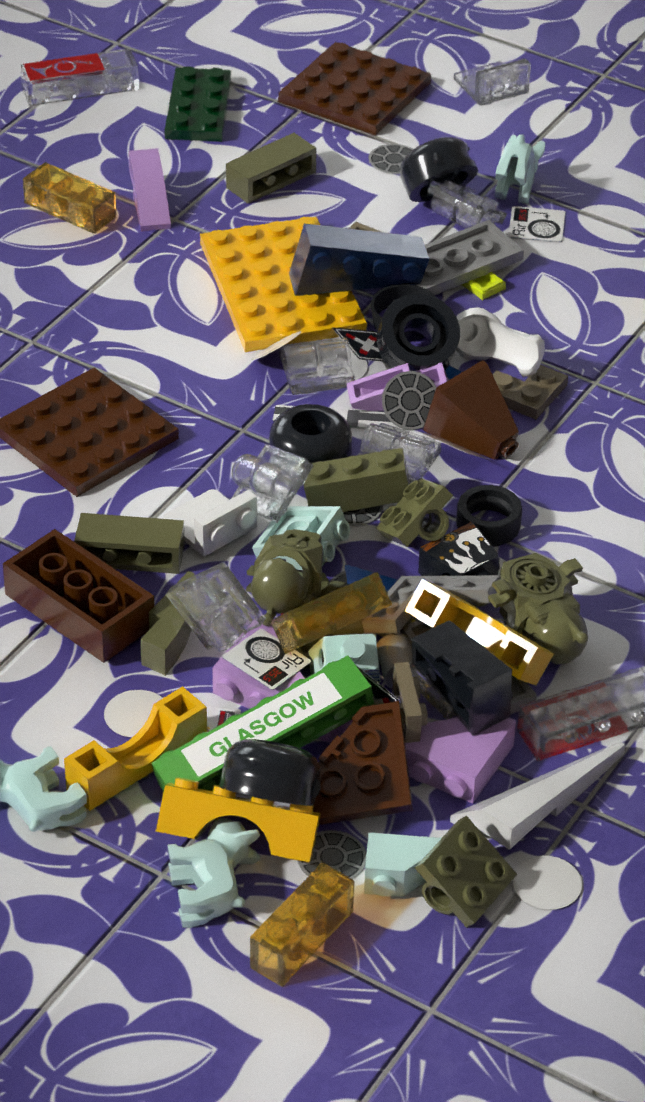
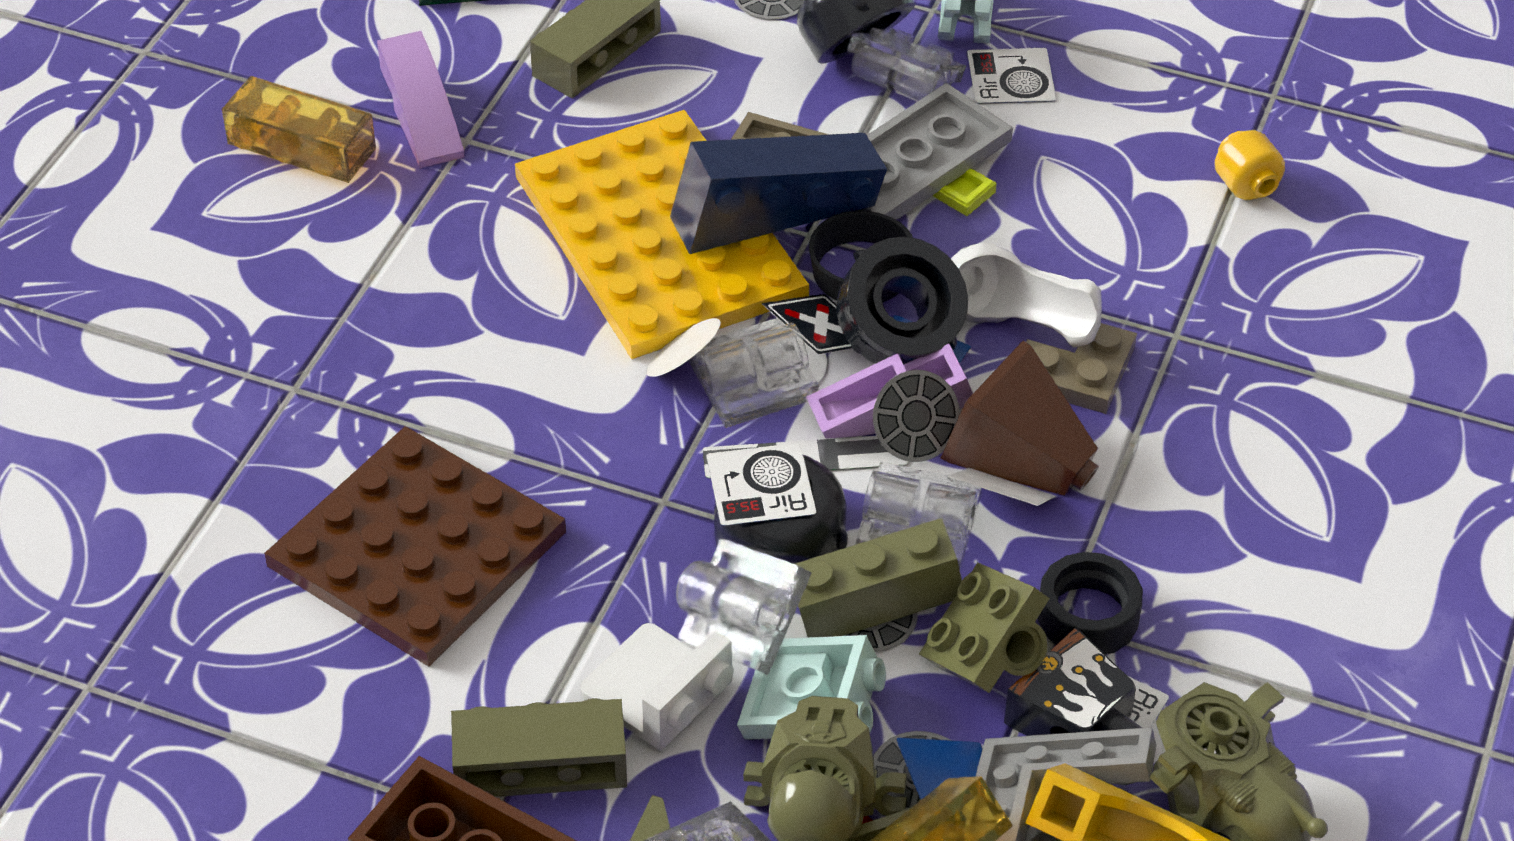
camera: 10 degrees left, 5 degrees up
(298, 418) = (760, 484): none -> white sticker

